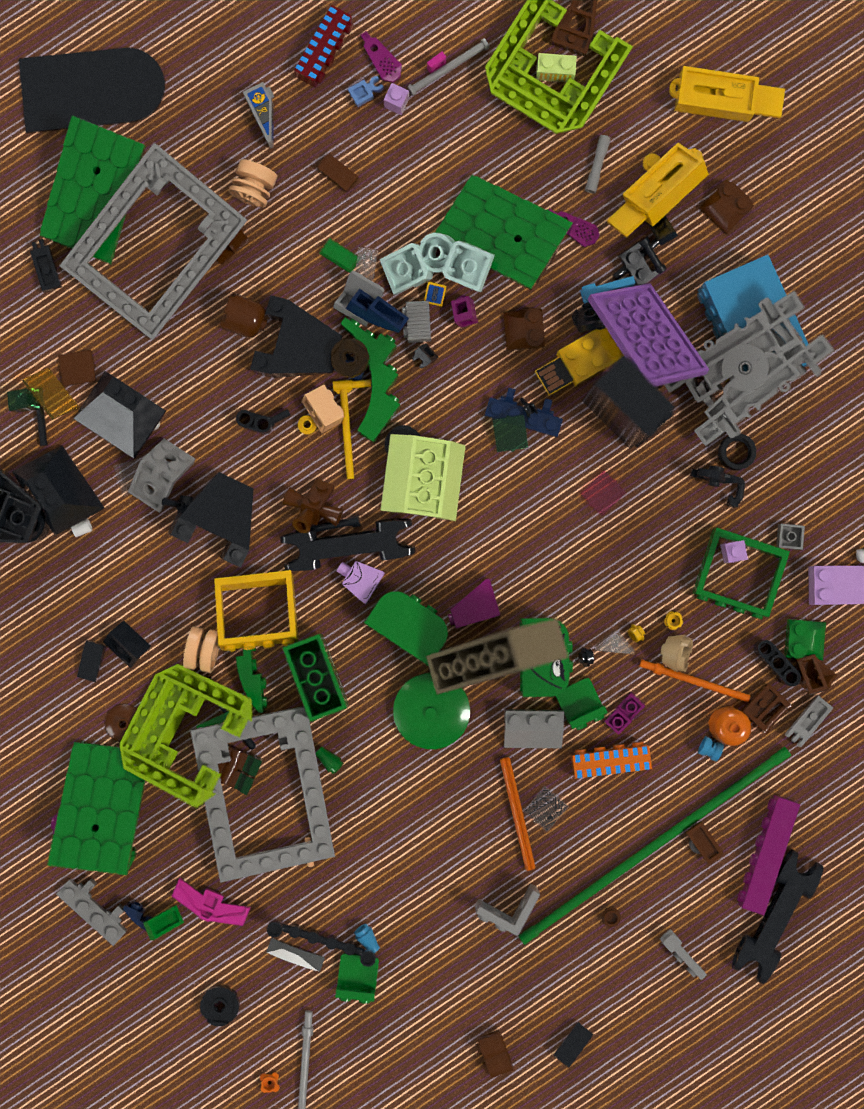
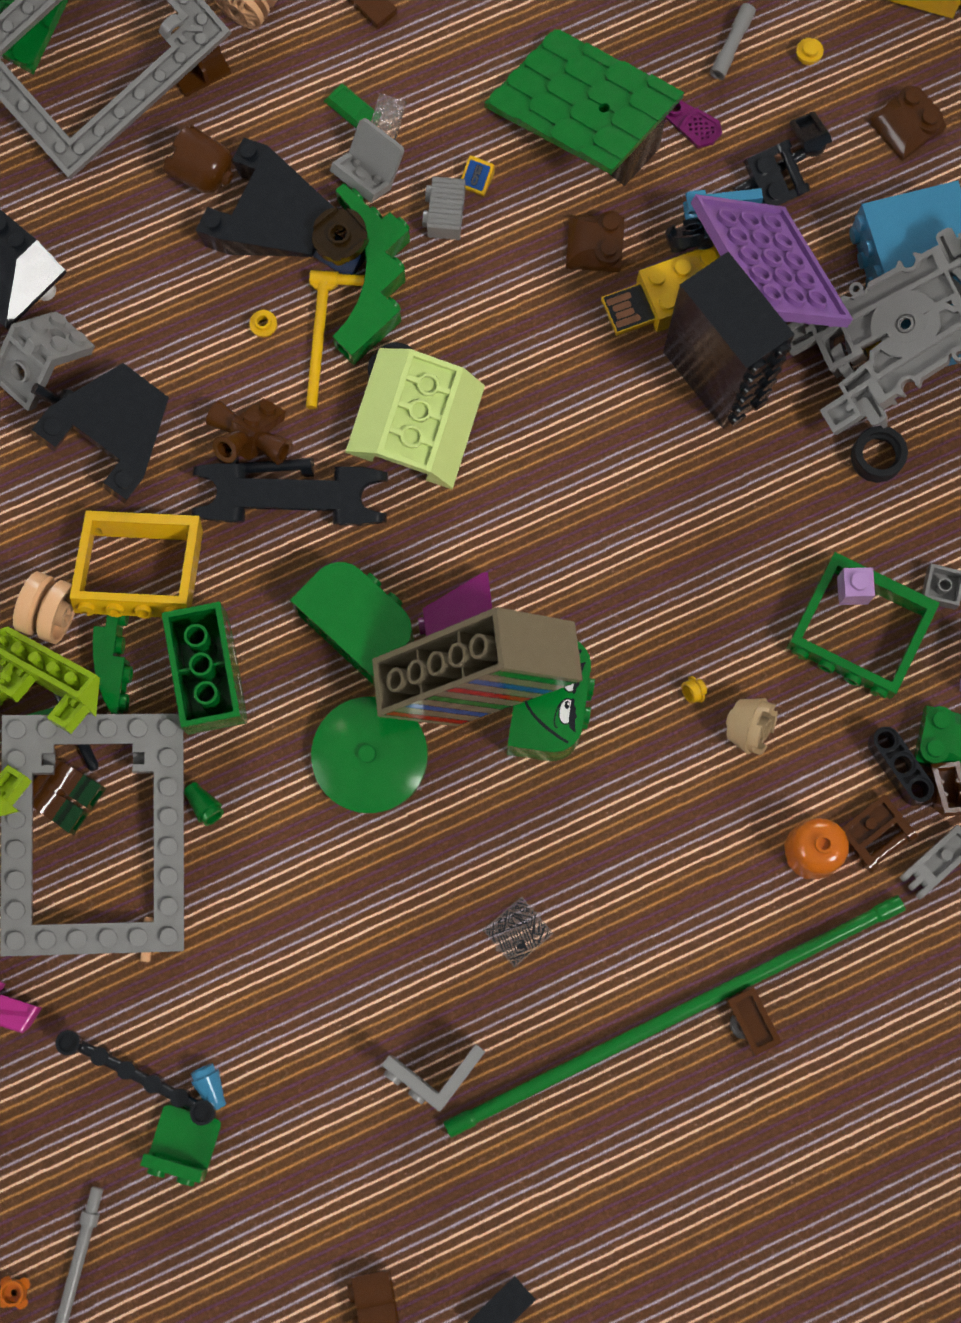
camera: 15 degrees right, 10 degrees down
(255, 420) = (191, 305): black beam -> none
(295, 955) = (95, 1096): dark grey sticker -> none
(323, 408) = (289, 302): light nougat brick -> none
(360, 579) = (300, 548): lavender torso -> none
(376, 311) = (388, 180): dark blue slope -> none
(417, 263) = (458, 128): light aqua plate -> none
(426, 354) = (450, 254): black tile -> none
(463, 318) = (513, 204): magenta brick -> none
(510, 433) = (552, 378): clear green piece -> none
(517, 813) = (473, 932): orange axle -> none
(529, 408) = (585, 346): black hand -> none
(533, 728) = (517, 805): light grey slope -> none
(543, 422) = (596, 369): dark blue hinge -> none
(581, 704) = (595, 780): green bracket -> none
(586, 657) = (613, 712): black plate -> none
(603, 493) = (674, 484): clear pink piece -> none
(611, 761) = (628, 872): orange brick -> none
(611, 917) = (592, 1116): reddish brown plate -> none
(614, 643) = (659, 699): clear slope -> none
(624, 713) = (659, 806): magenta slope -> none
(659, 669) = (720, 748): orange bar -> none
(660, 189) = (816, 79): yellow piece -> none
(673, 944) = (683, 1172): light grey plate -> none
(678, 620) = (752, 673): yellow plate -> none
(711, 748) = (783, 879): dark azure wheel -> none
(716, 476) = (843, 481): black animal -> none
(763, 943) = (823, 1200): black piece -> none
(768, 854) = (851, 1057): magenta brick -> none

